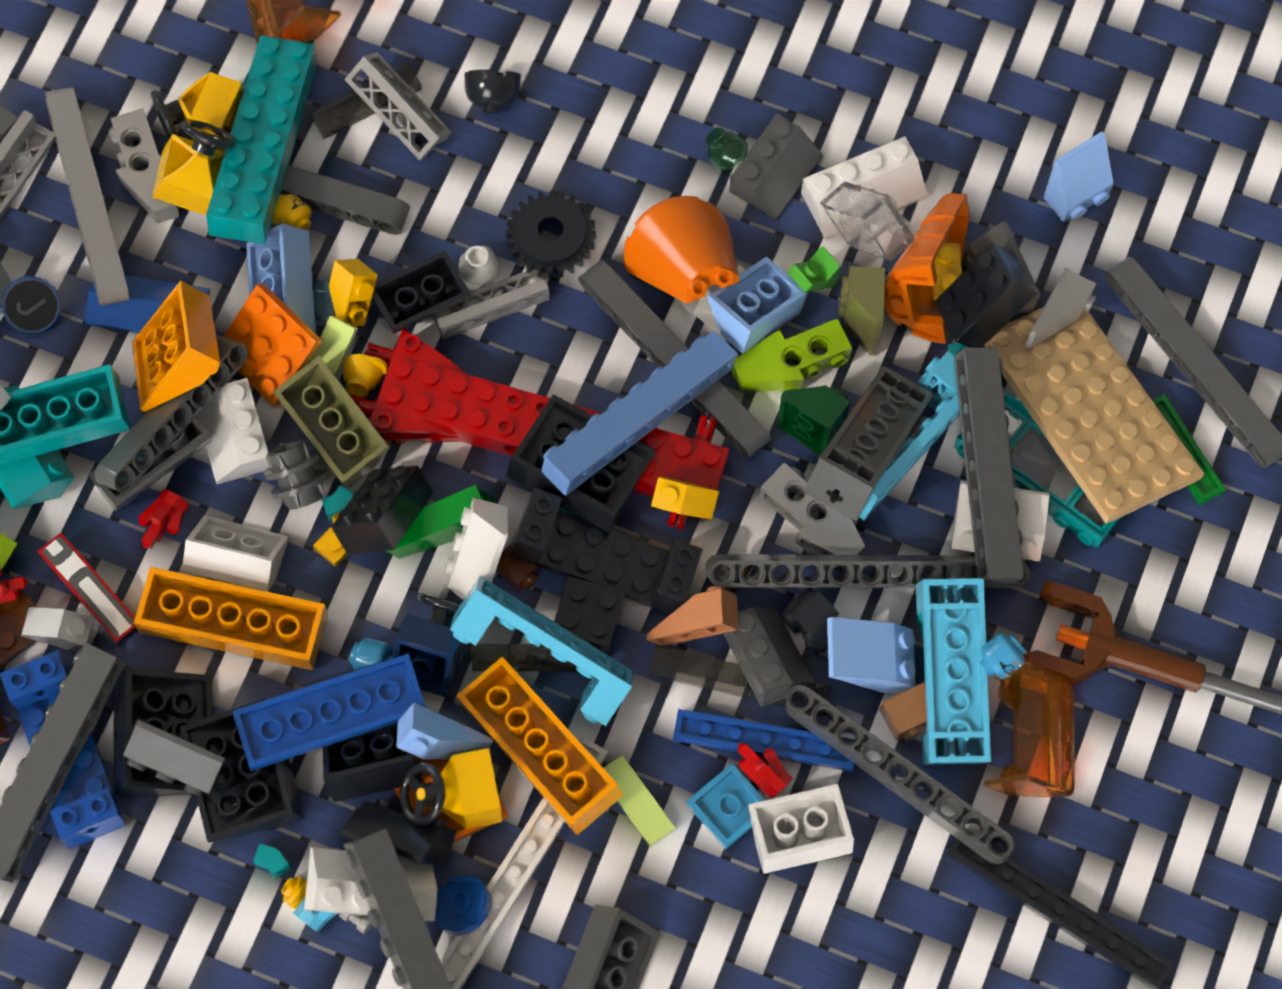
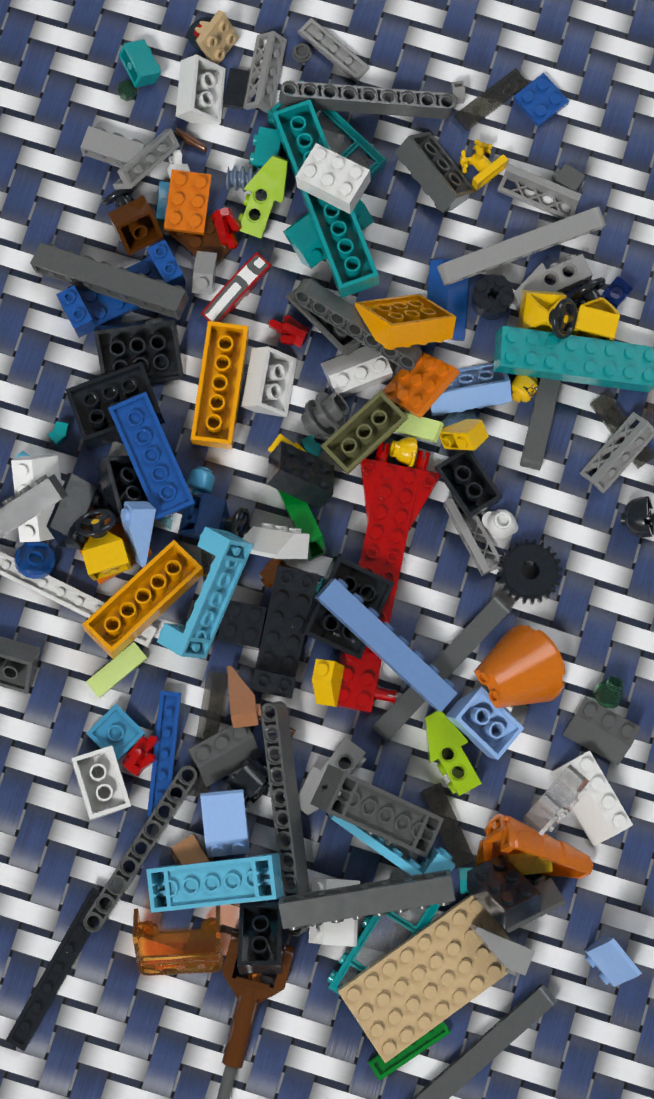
camera: 85 degrees right, 10 degrees up
(31, 304) = (436, 221): black tile -> none
(153, 242) = (486, 306): none -> black brick
(169, 76) = (620, 287): none -> clear blue brick
(172, 758) = (112, 358): slope -> none
(294, 891) = (38, 449): yellow plate -> none
(813, 415) = (398, 773): dark green slope -> none
(817, 273) = (514, 763): bright green slope -> none
(863, 305) = (490, 801): olive slope -> none
(907, 364) = (450, 829): none -> clear smoke tile
(1002, 656) = (220, 916): dark azure head -> none
(1037, 615) = (260, 939): none -> black brick

